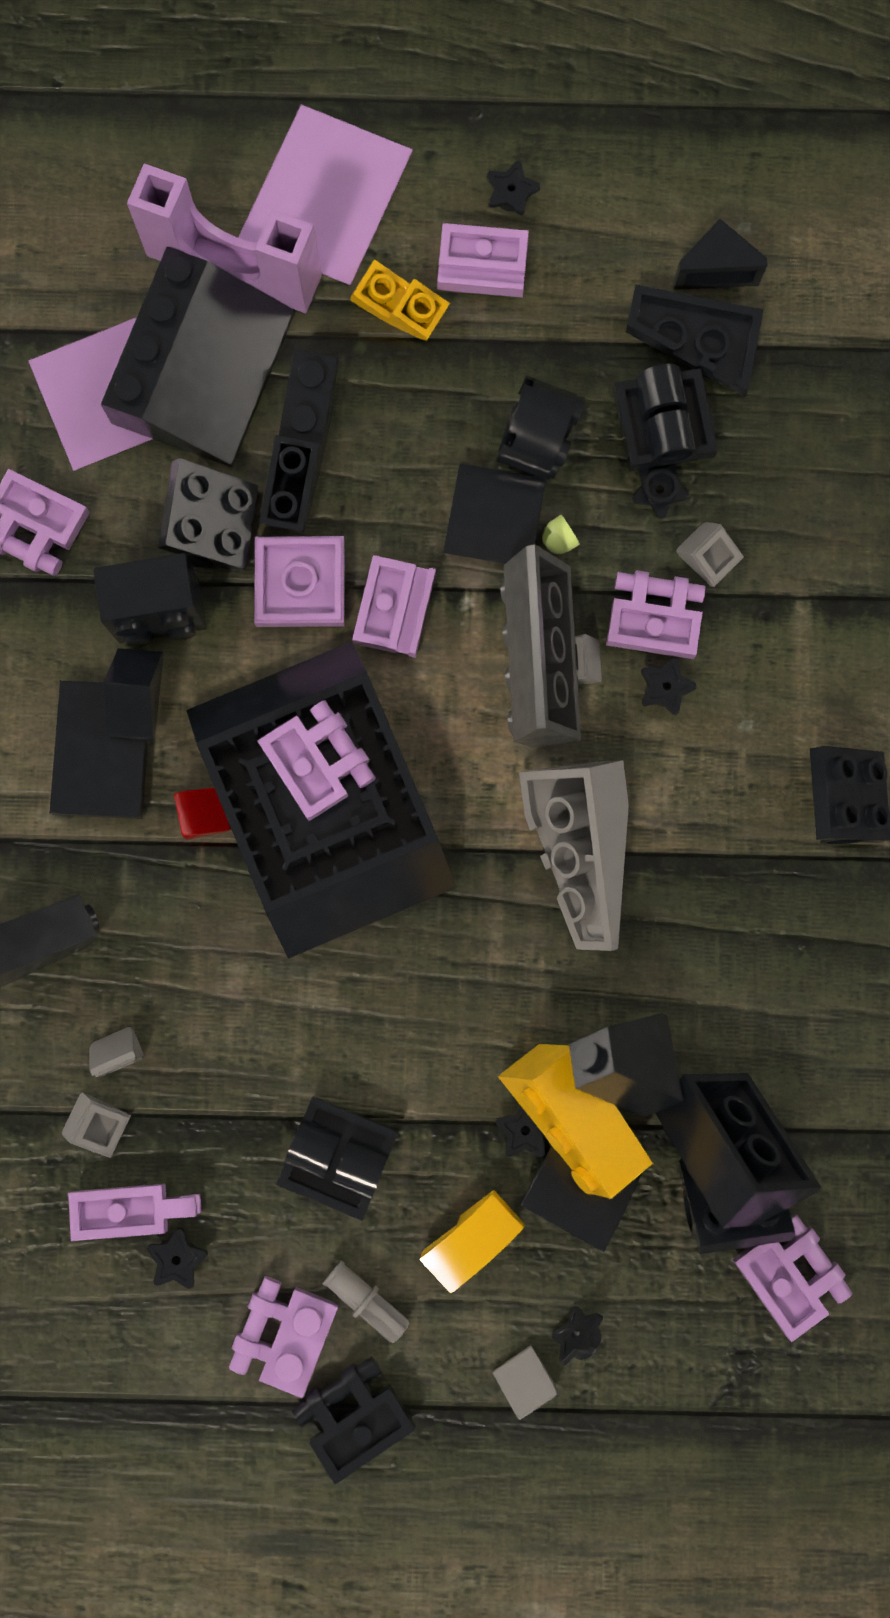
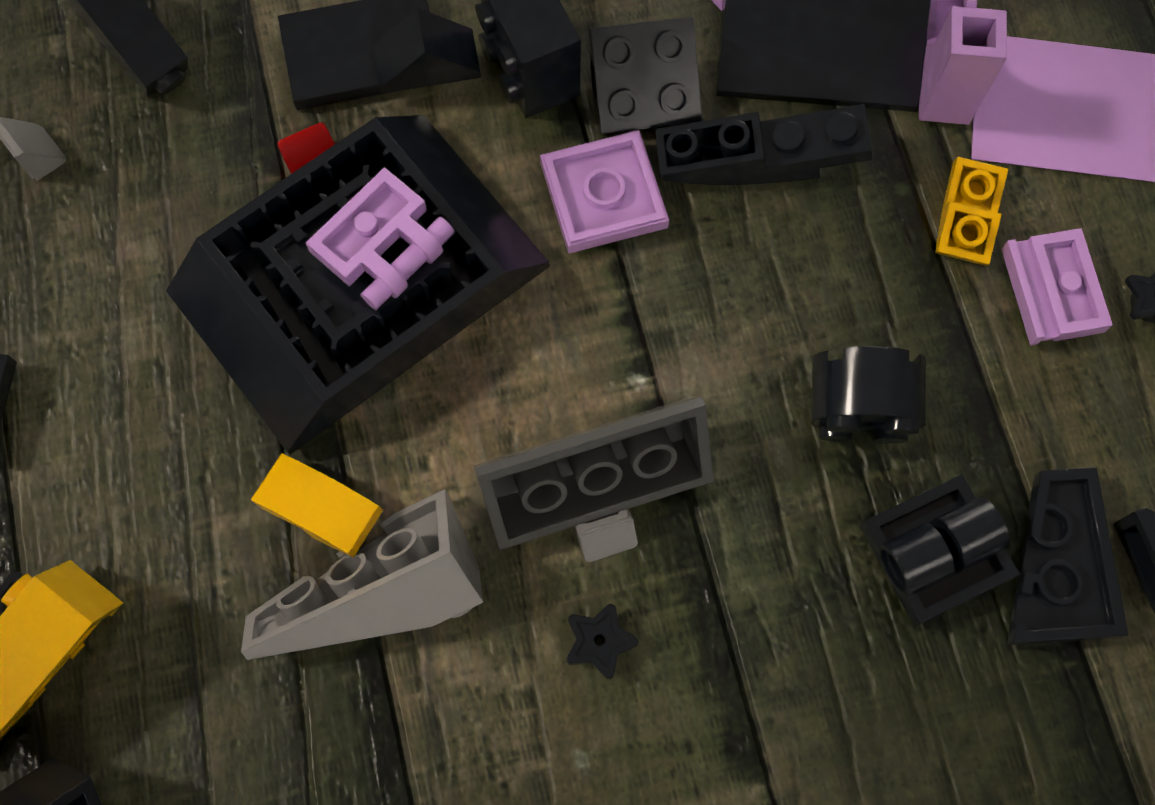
camera: 75 degrees right, 10 degrees down
(394, 606) = (605, 297): lavender plate -> none
(493, 513) = (751, 379): black slope -> none
(506, 872) = (317, 505): none -> yellow slope
(559, 536) = (749, 462): yellowish green hinge -> none
(629, 1065) = (88, 699): black slope -> none
(652, 626) = (670, 608): lavender plate -> none
(662, 478) = (861, 559): black plate -> none
(710, 552) = (789, 654): light grey slope -> none

